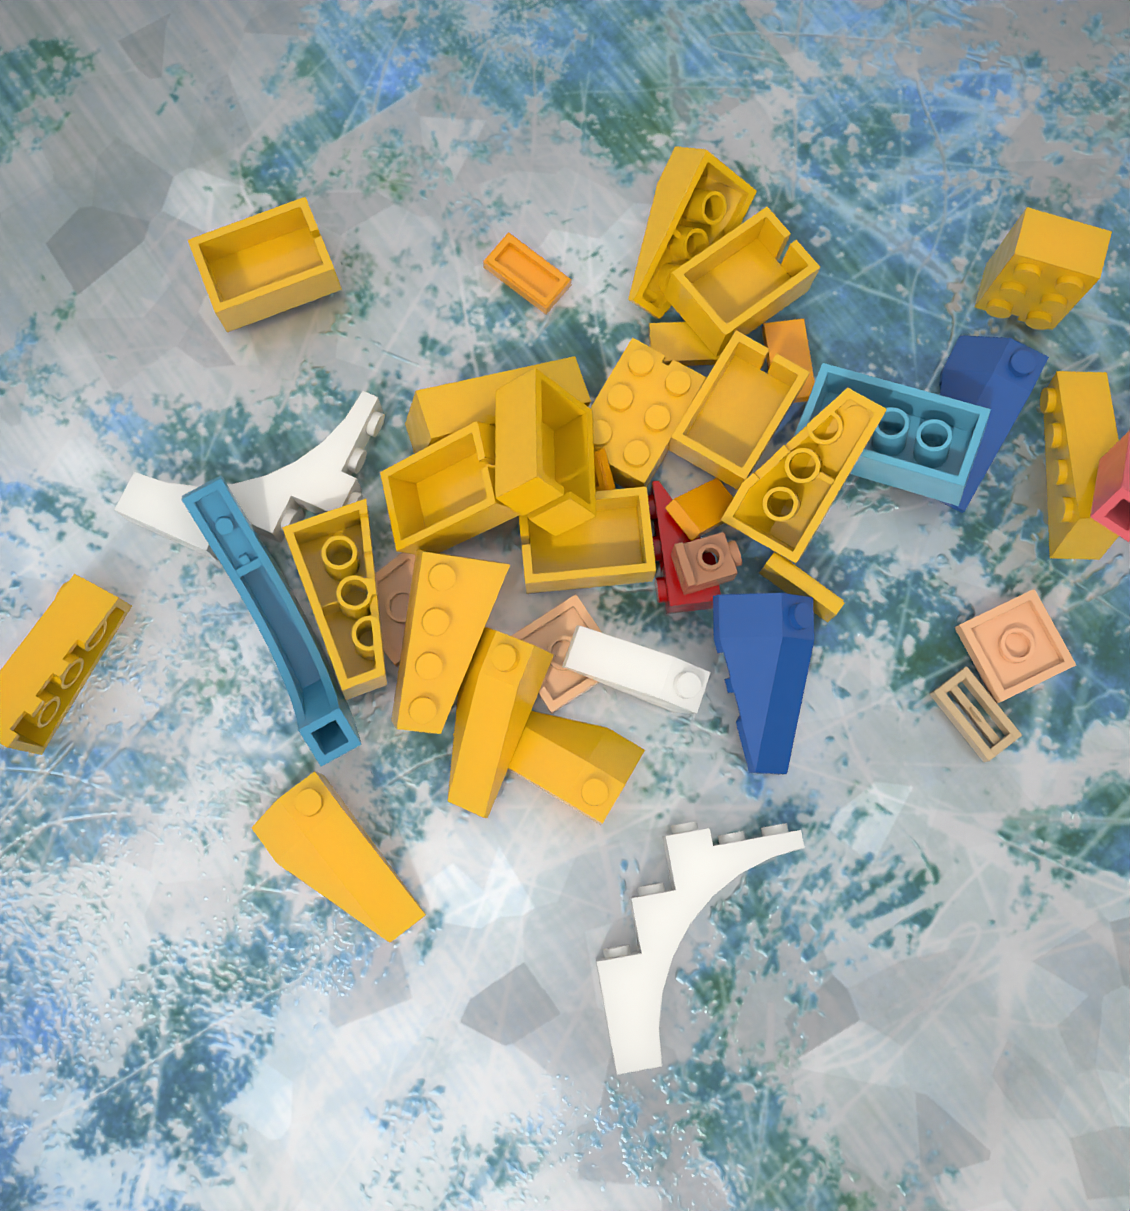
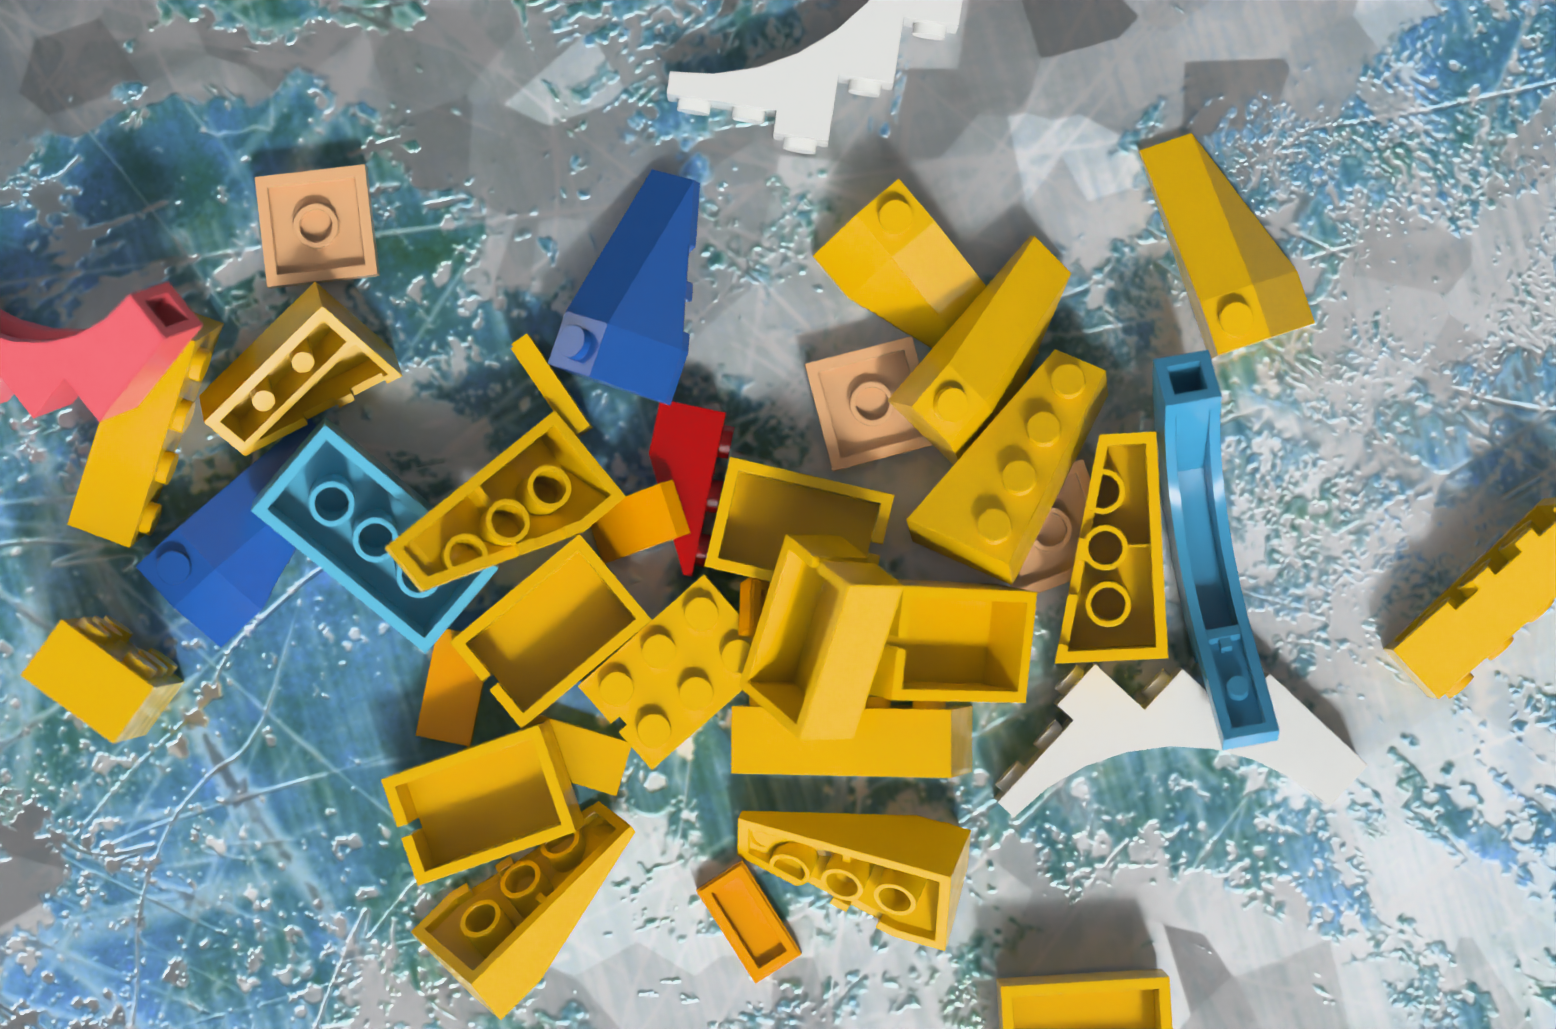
camera: 160 degrees left, 10 degrees up
(438, 338) = (887, 865): none -> yellow wedge
(637, 670) = (794, 347): white slope -> none
(697, 575) = (687, 449): nougat brick -> none
(988, 704) = (411, 206): tan tile -> none
(990, 534) = (296, 370): none -> yellow wedge

